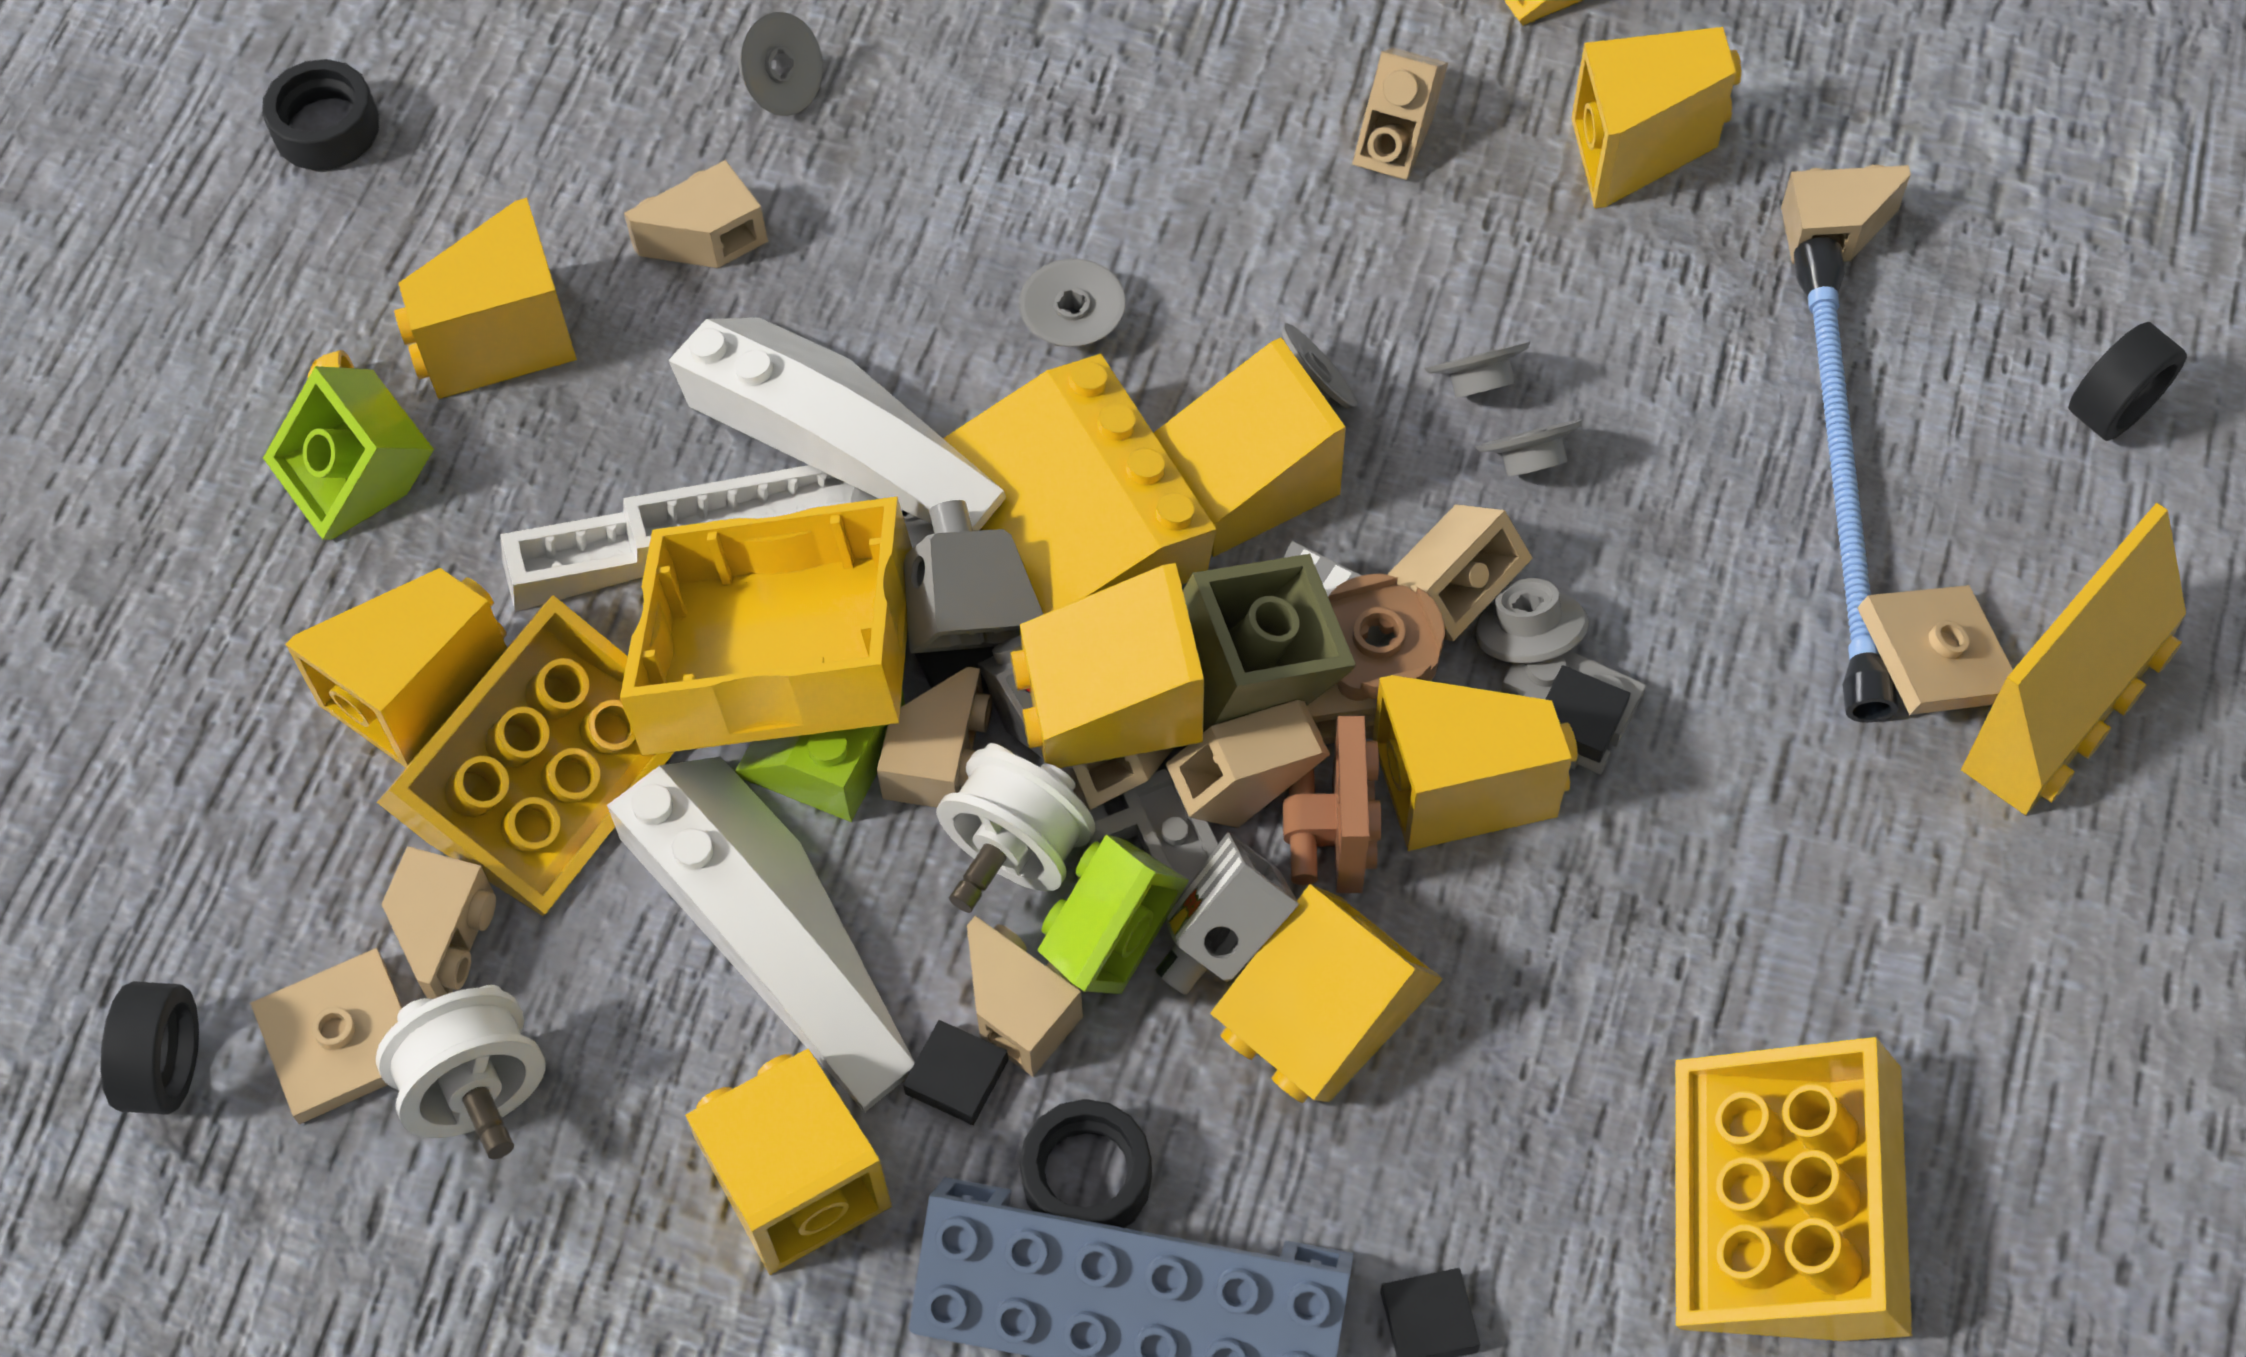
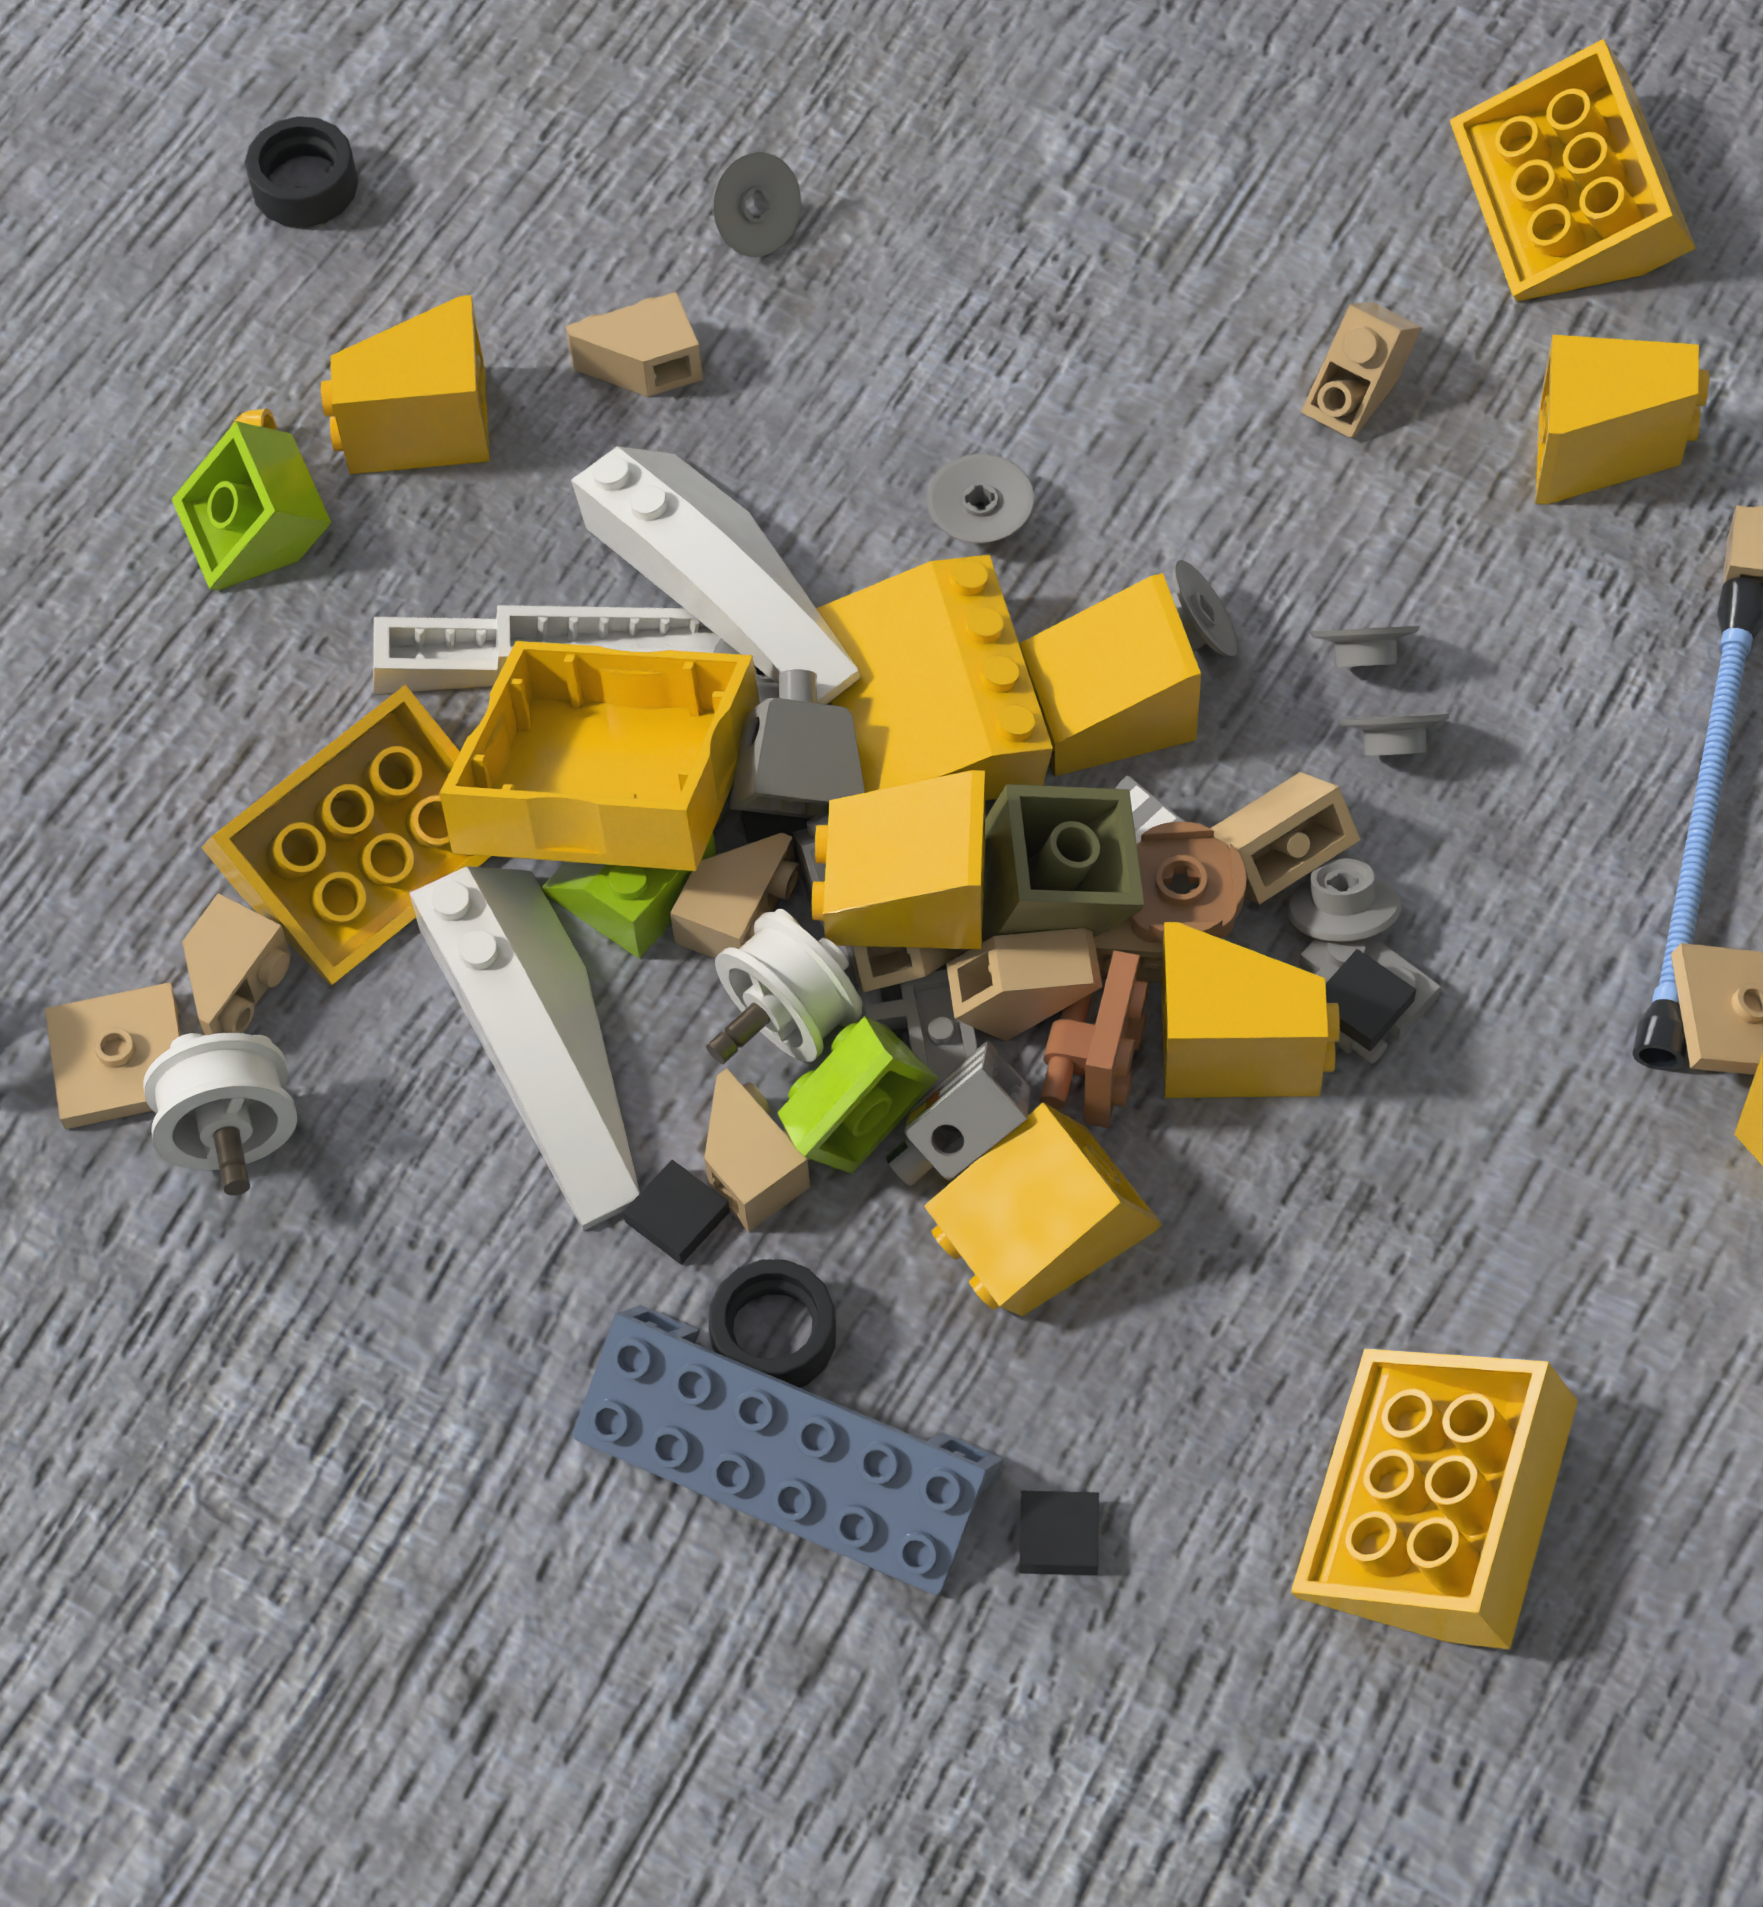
camera: 15 degrees right, 0 degrees up
(402, 659) = (253, 716): yellow slope -> none
(790, 1159) = (499, 1256): yellow slope -> none

